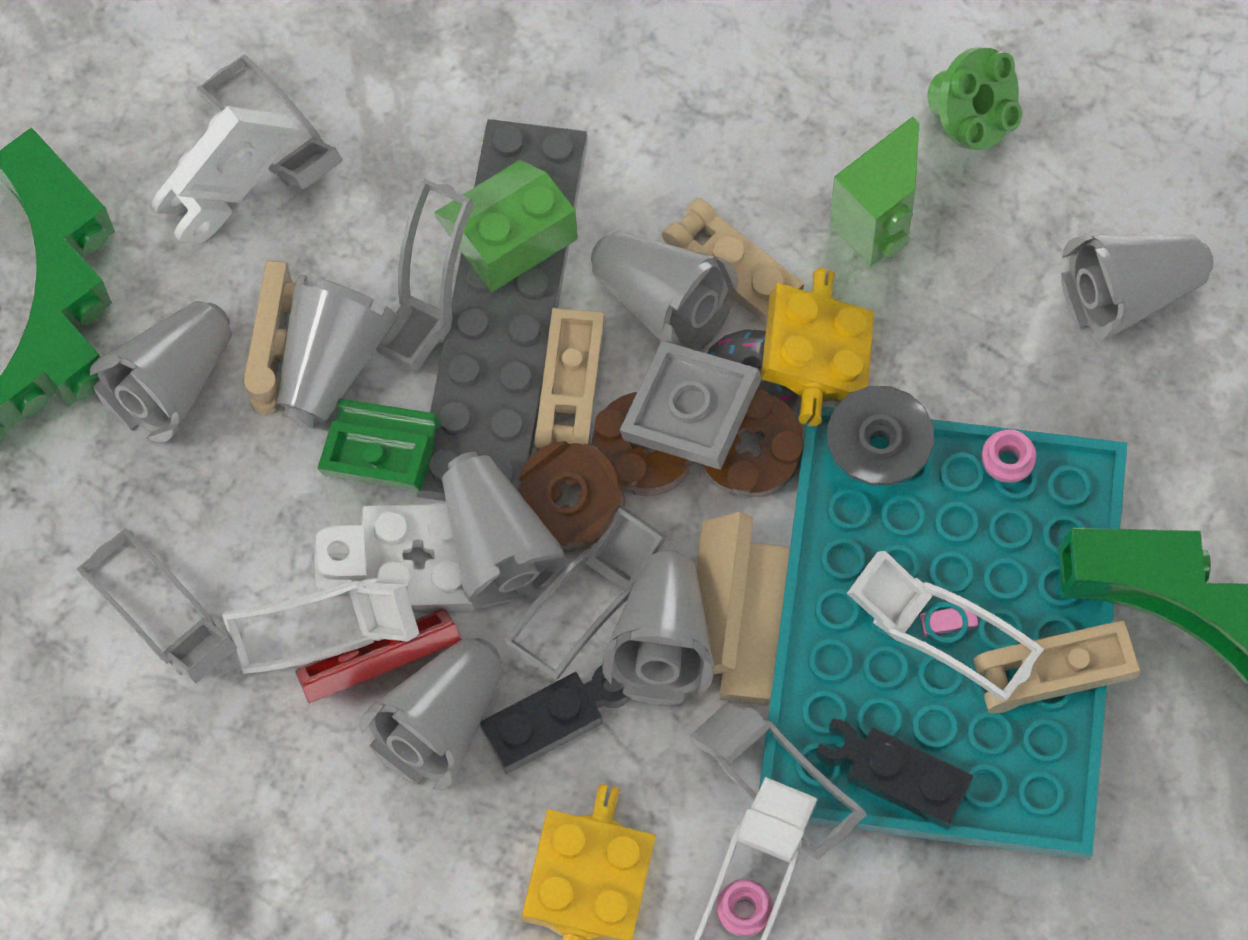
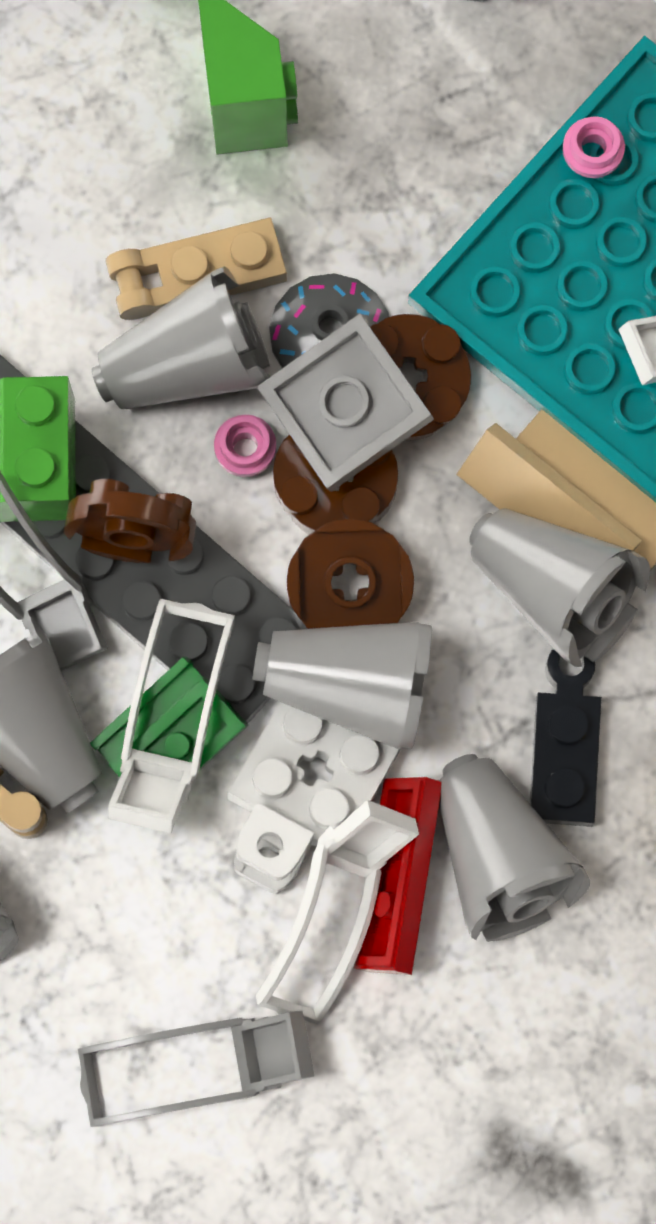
camera: 60 degrees left, 10 degrees up
(333, 448) = (154, 784): none -> white piece
(499, 315) = (131, 524): none -> reddish brown plate
(570, 376) = (222, 502): tan plate -> none
(617, 558) = (446, 576): light grey piece -> none
(621, 357) = (241, 428): none -> bright pink plate
(816, 344) = (353, 246): yellow plate -> none
(884, 414) = (506, 222): dark grey dish -> none

